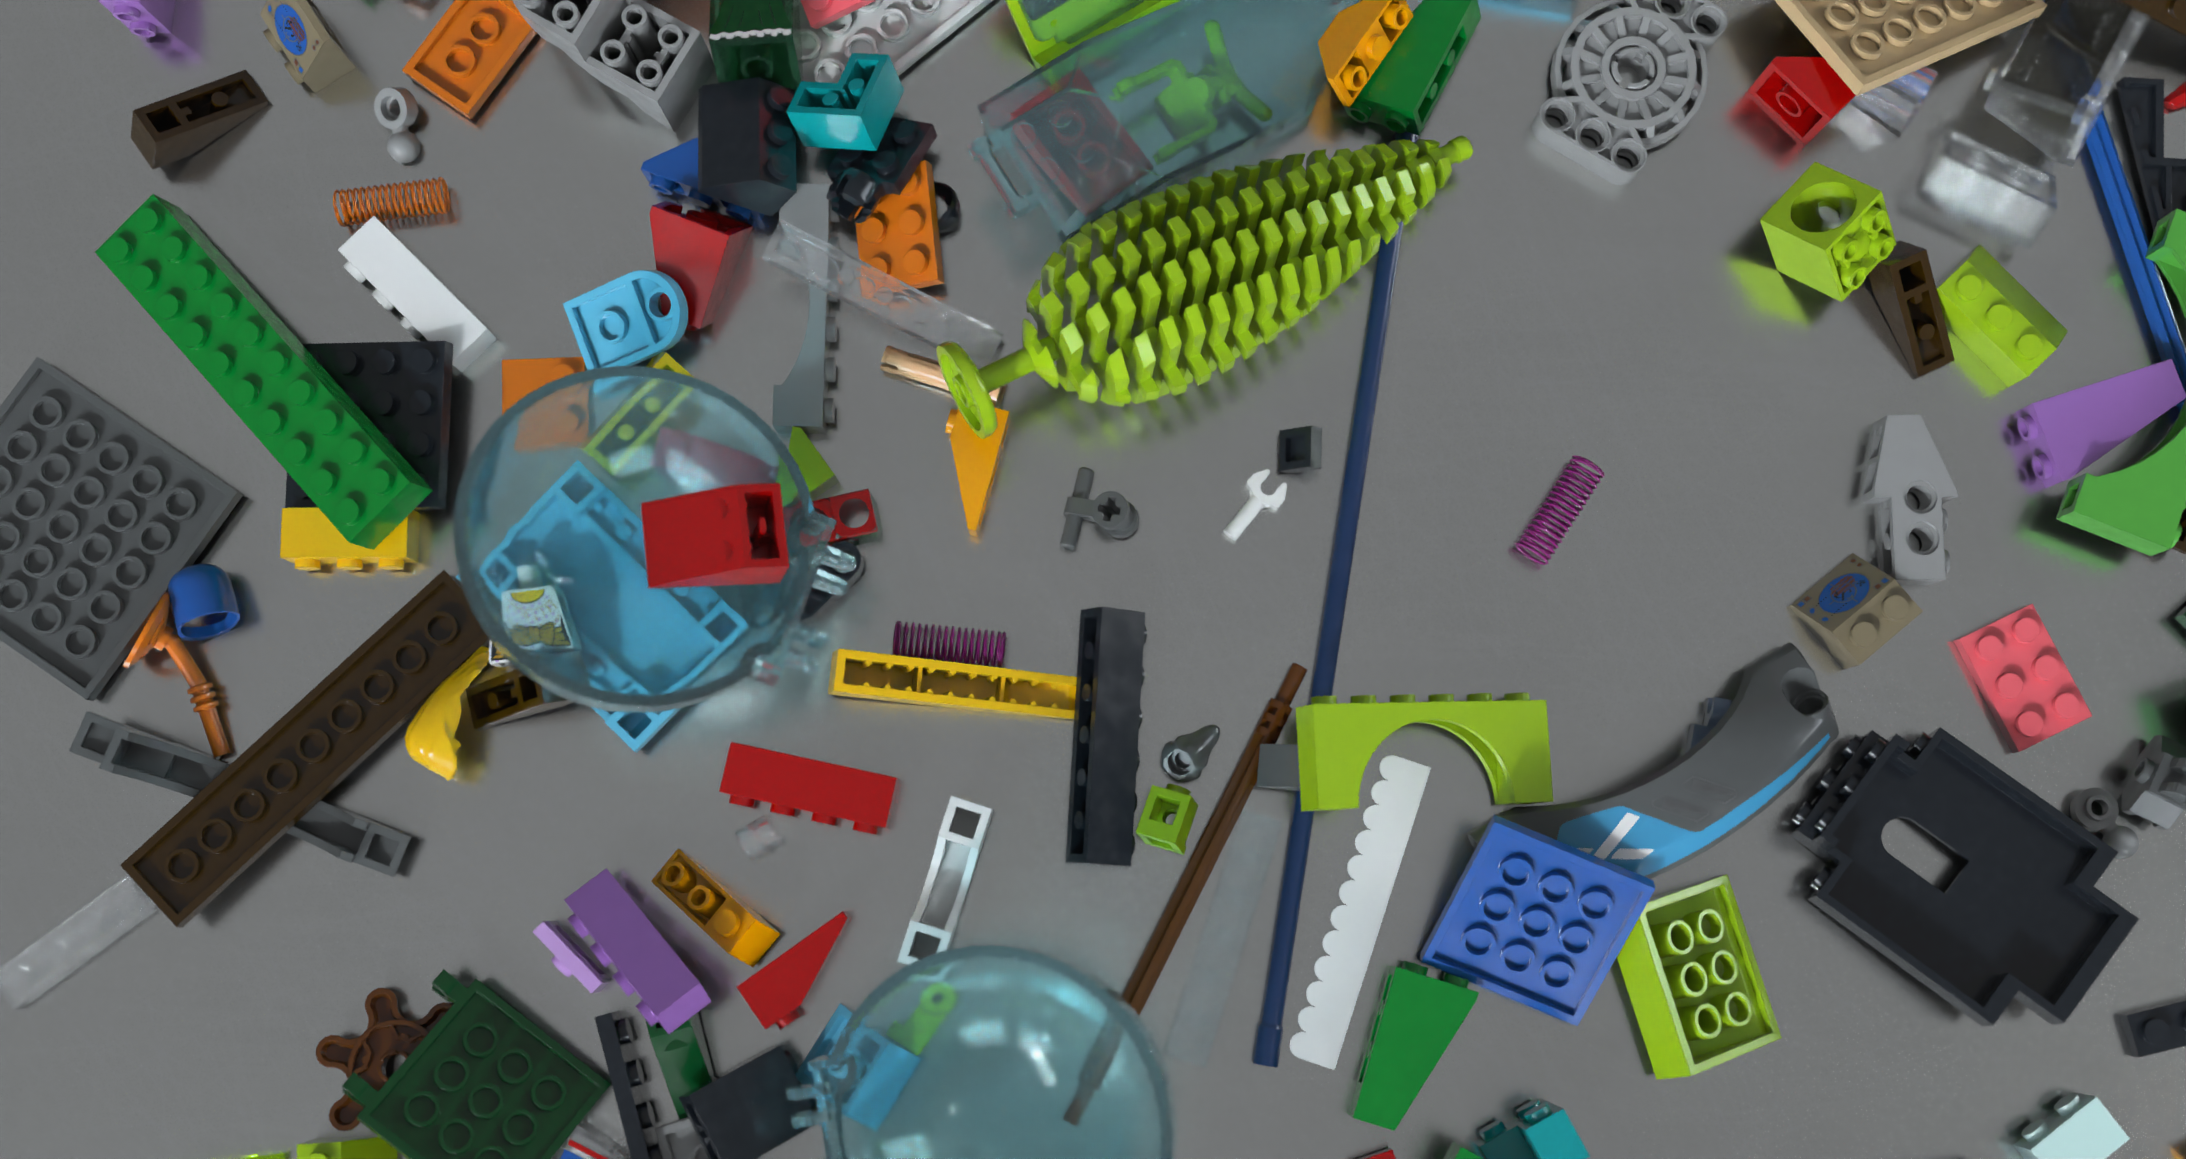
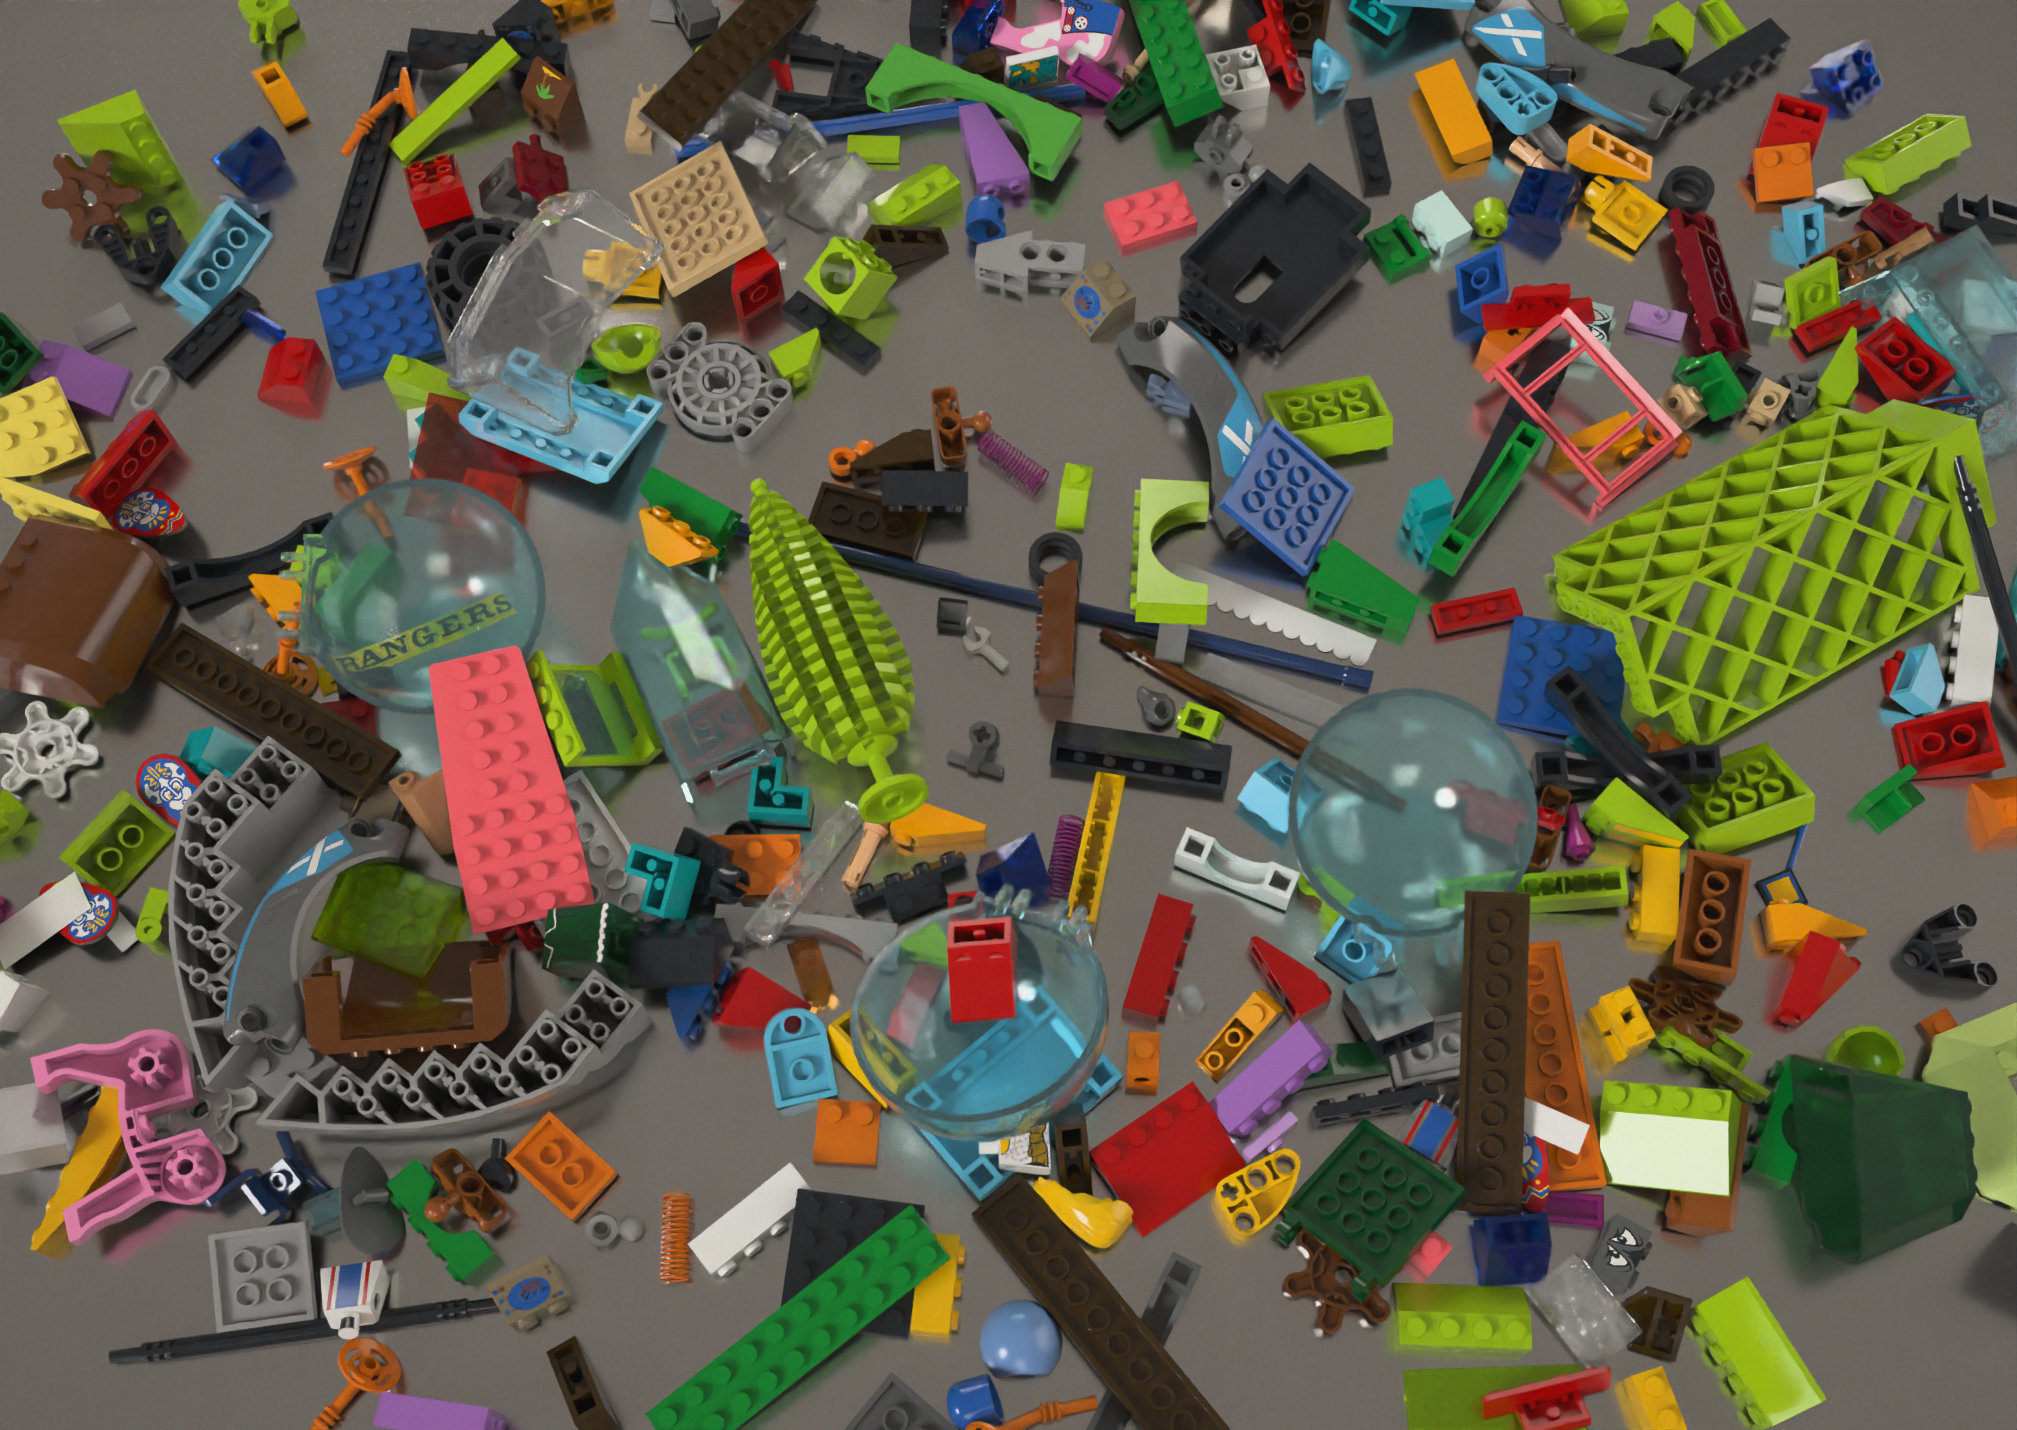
camera: 80 degrees left, 15 degrees down
(289, 650) = (1020, 1340): none -> medium blue cylinder
(483, 948) = (1257, 1203): none -> yellow beam
(535, 818) = (1167, 1158): none -> red piece
(666, 775) = (1142, 1062): none -> orange torso
(757, 320) = (810, 968): none -> clear orange slope
(884, 444) = (913, 890): none -> black bracket
(914, 572) = (1014, 864): none -> clear blue slope
(986, 236) = (775, 803): none -> teal brick
(1073, 930) = (1268, 793): none -> medium azure slope
(1273, 602) = (1058, 632): none -> reddish brown slope
(1428, 568) = (1051, 541): none -> black tyre
(1436, 313) = (862, 522): none -> dark brown plate
(1488, 383) = (924, 490): none -> black slope
(1509, 605) = (1074, 497): none -> lime slope
(1547, 347) = (902, 453): none -> dark brown slope
(1550, 294) = (847, 455): none -> orange plate
(1583, 421) = (953, 440): none -> dark orange piece
(1689, 177) = (797, 358): none -> lime slope
(1742, 228) = (832, 330): none -> black plate
(1983, 420) = (982, 212): none -> blue helmet
(2013, 1059) = (1390, 251): none -> green plate
(2081, 242) = (875, 148): none -> lime tile

